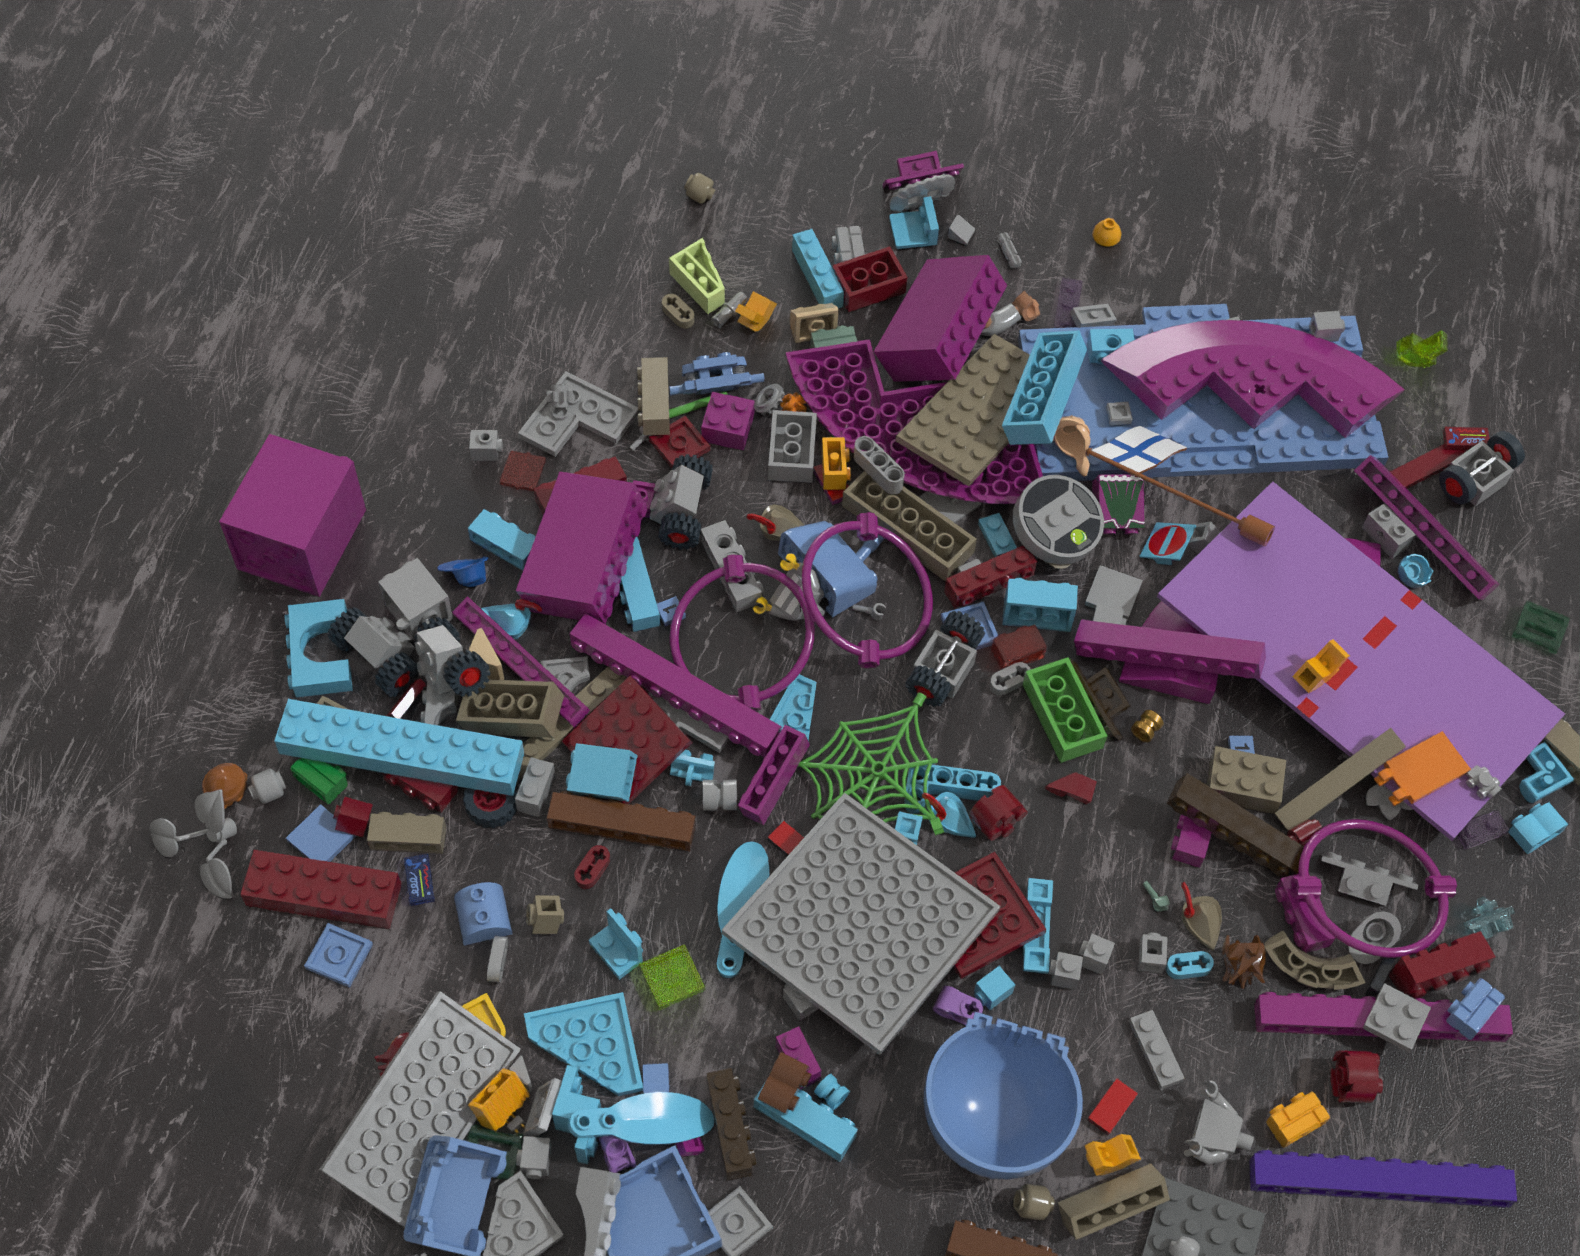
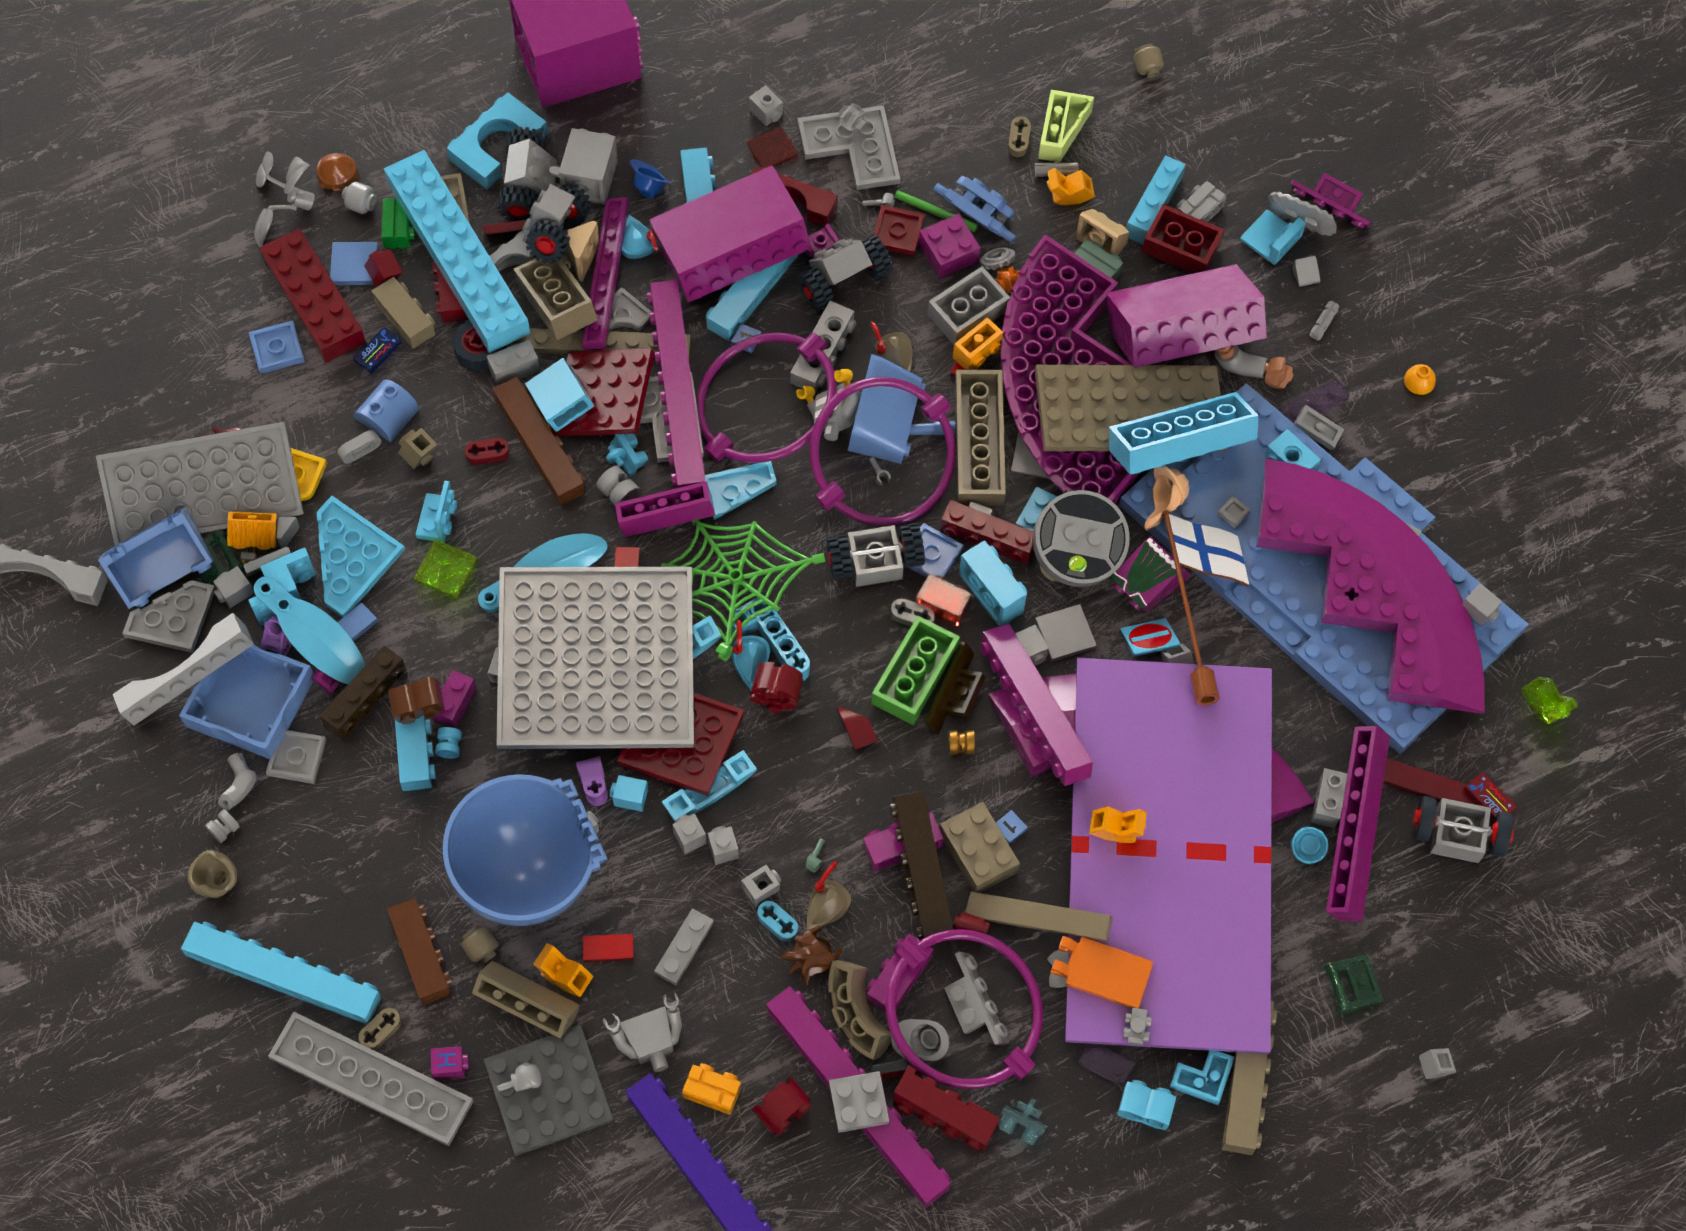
camera: 50 degrees right, 5 degrees up
(655, 396) = (918, 179): dark tan brick -> none
(876, 456) = (1003, 365): light grey beam -> none
(1475, 1008) = (917, 1154): medium blue brick -> none

